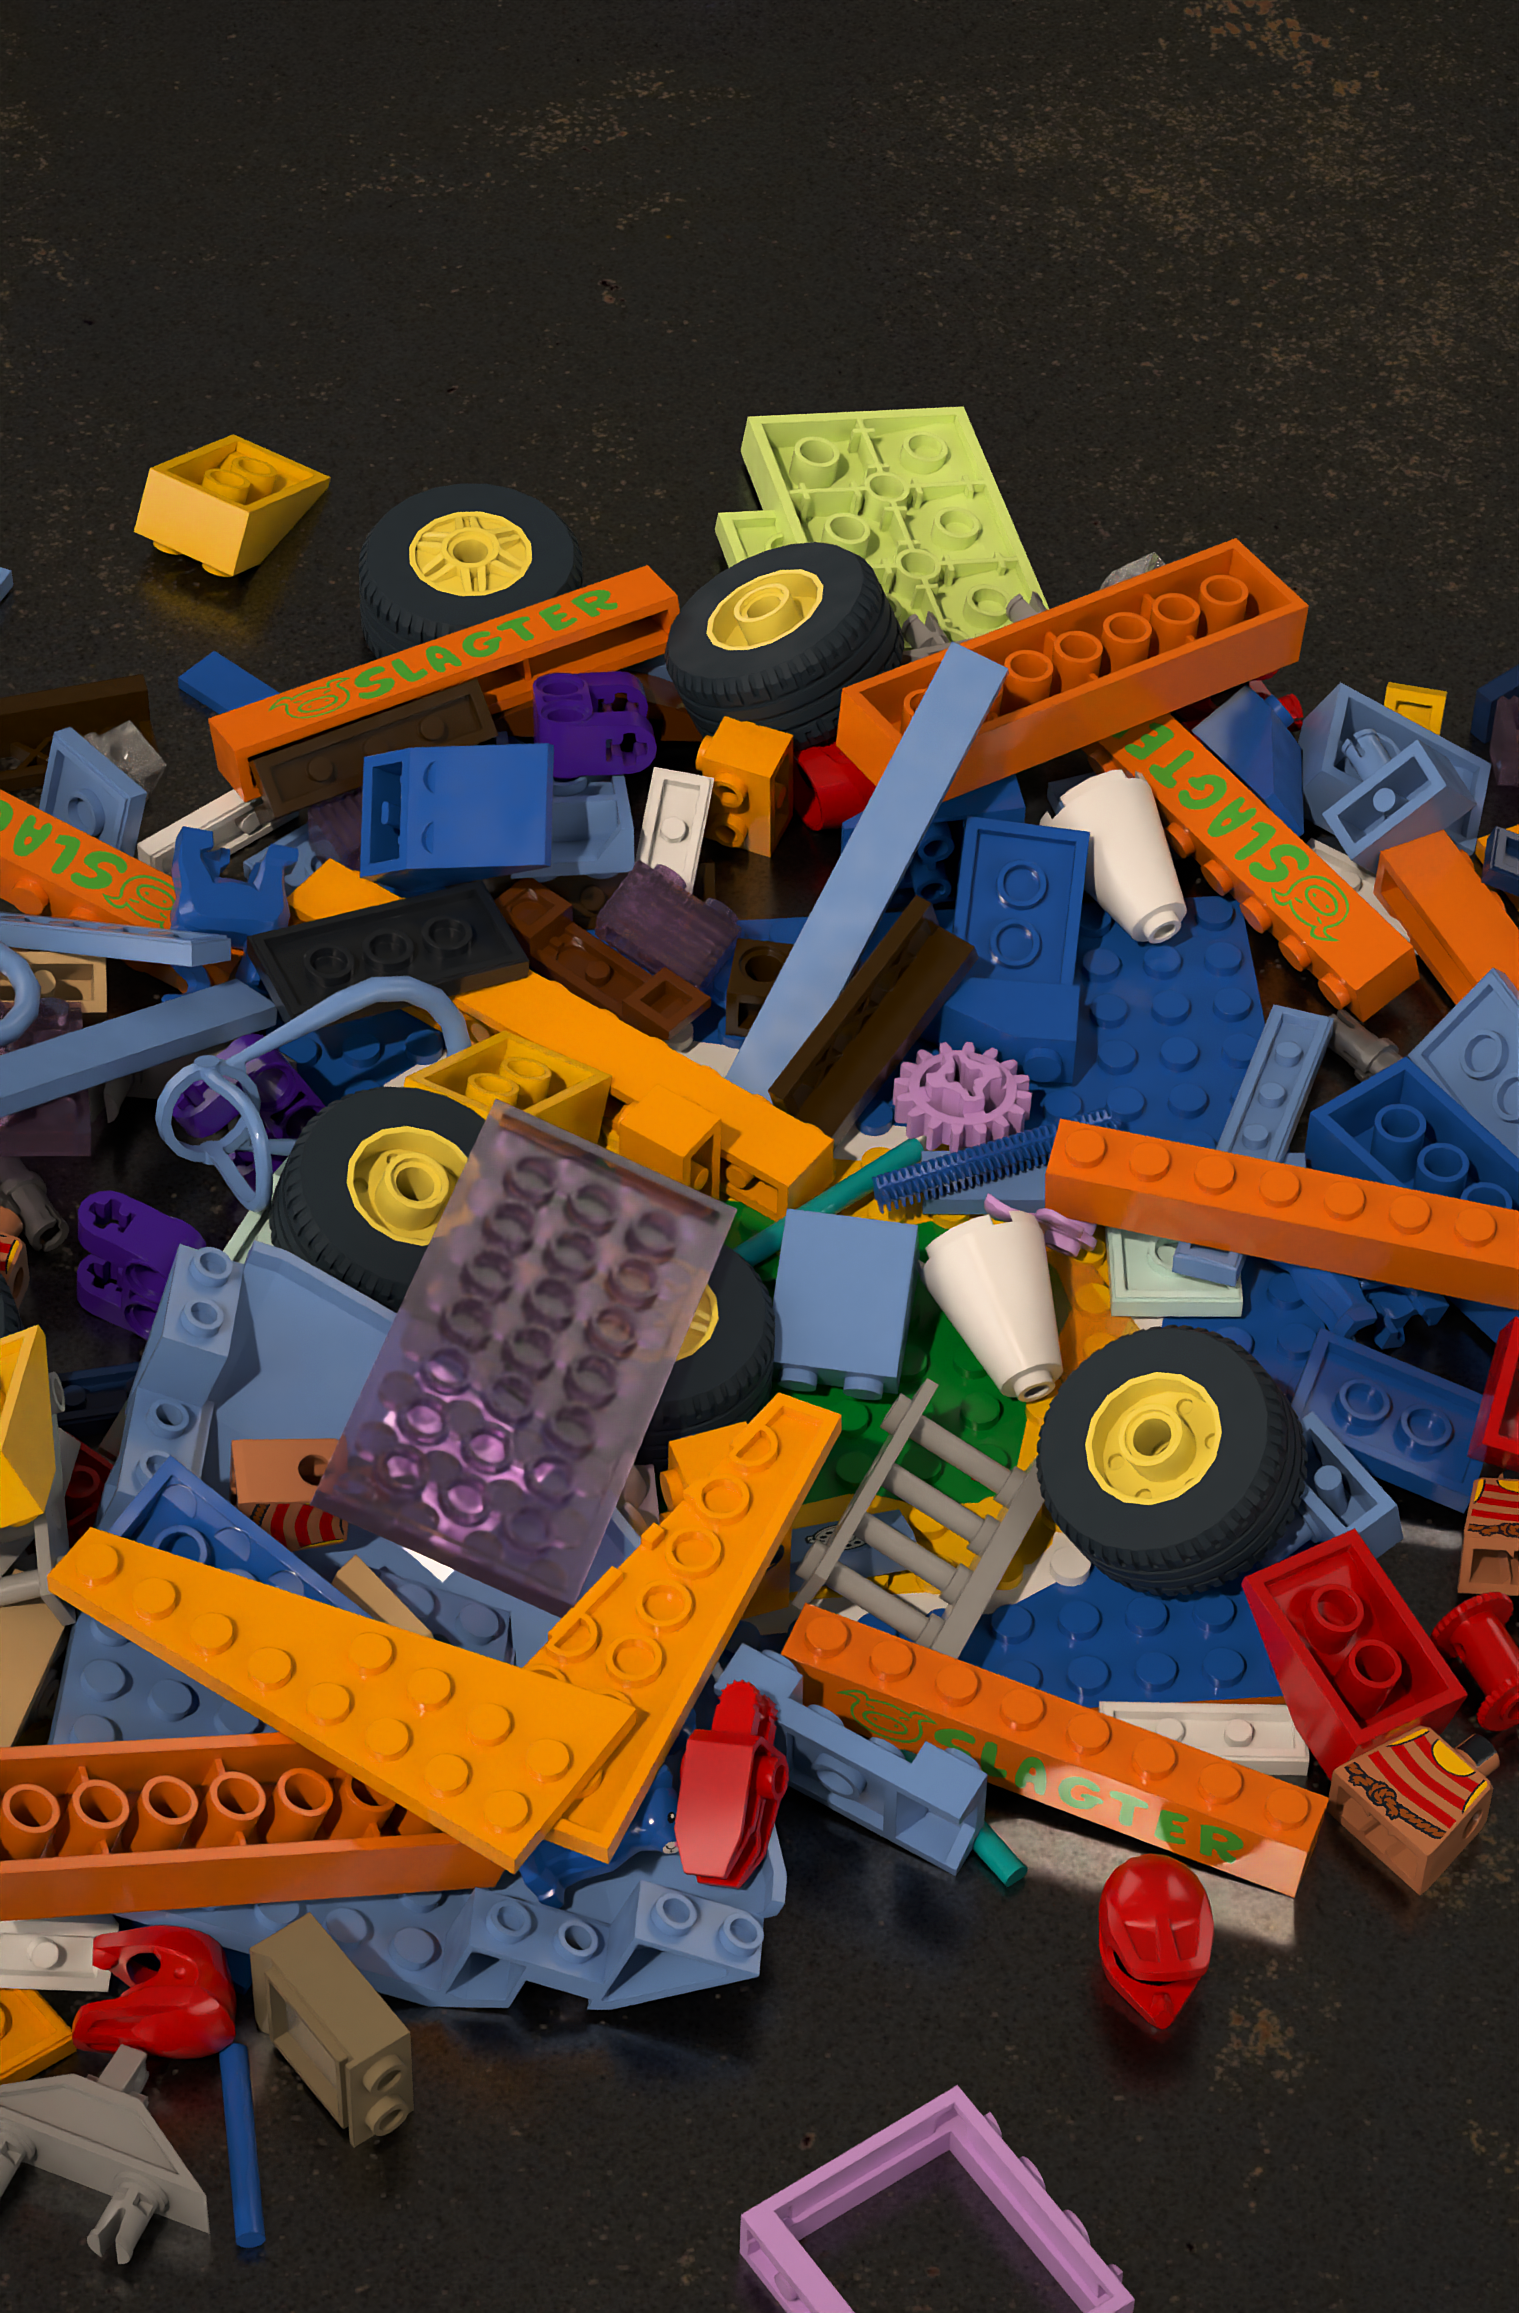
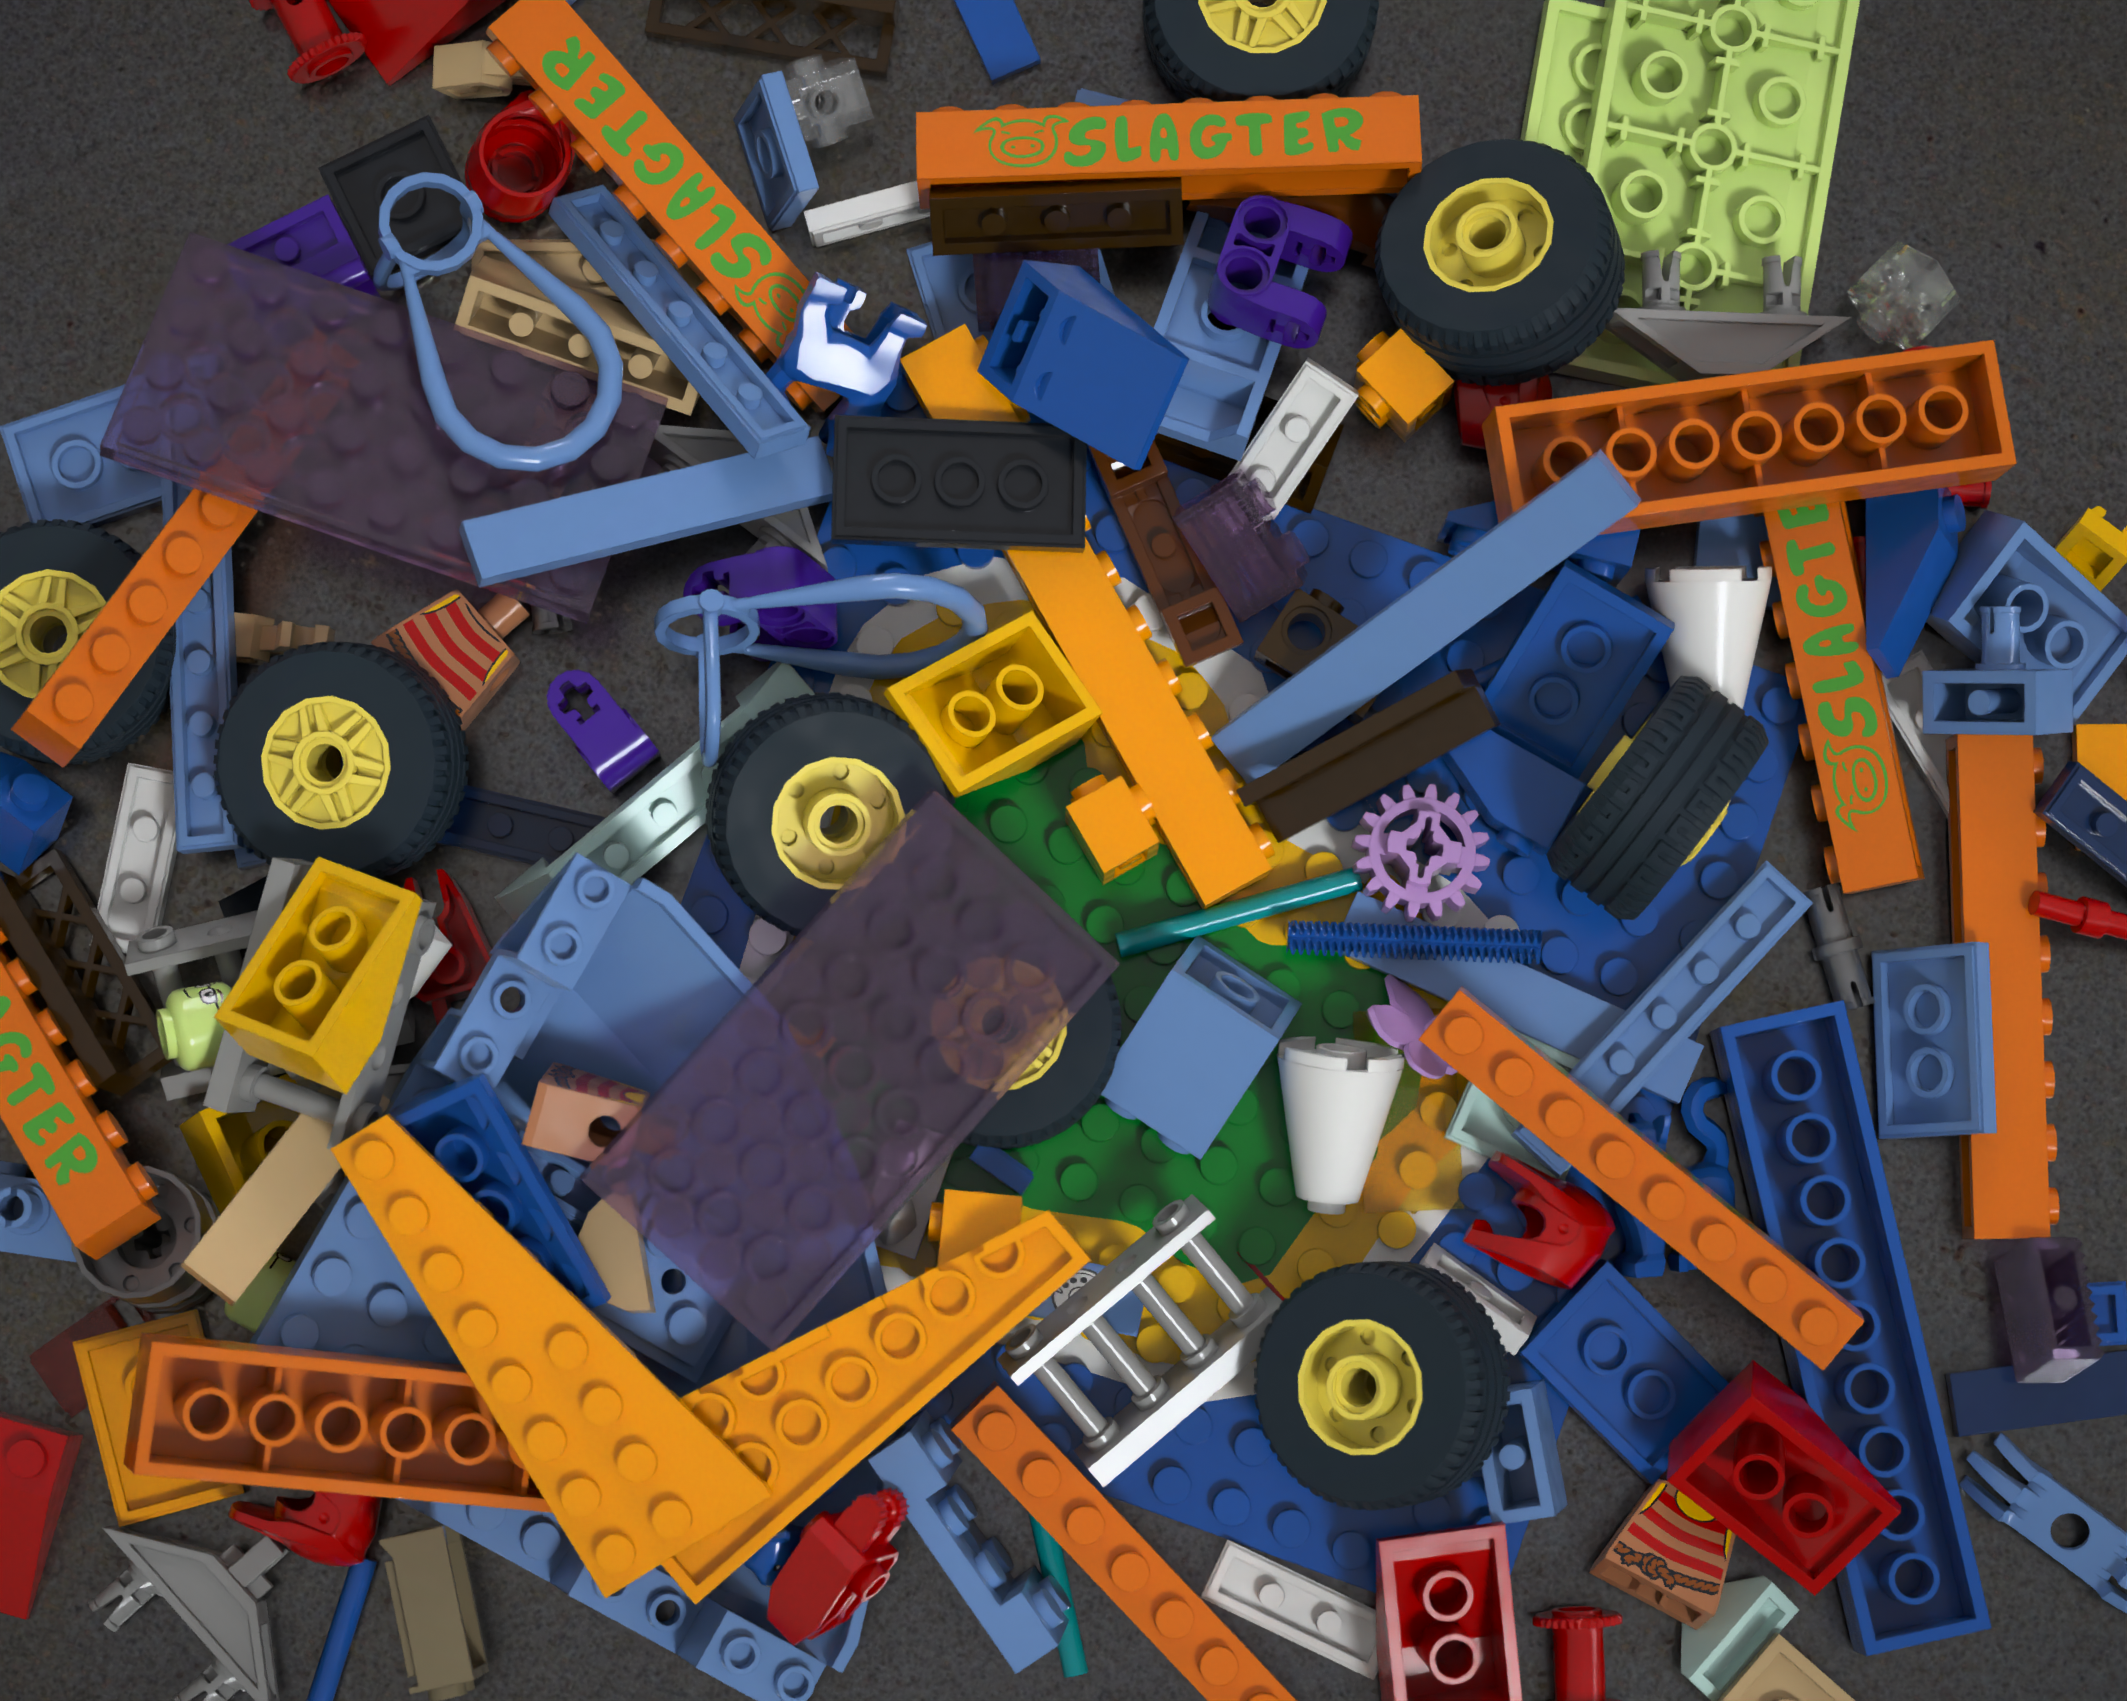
camera: 25 degrees right, 35 degrees up
(1149, 947) = (1658, 798): none -> black wheel
(1247, 1303) = (1562, 1231): none -> red helmet

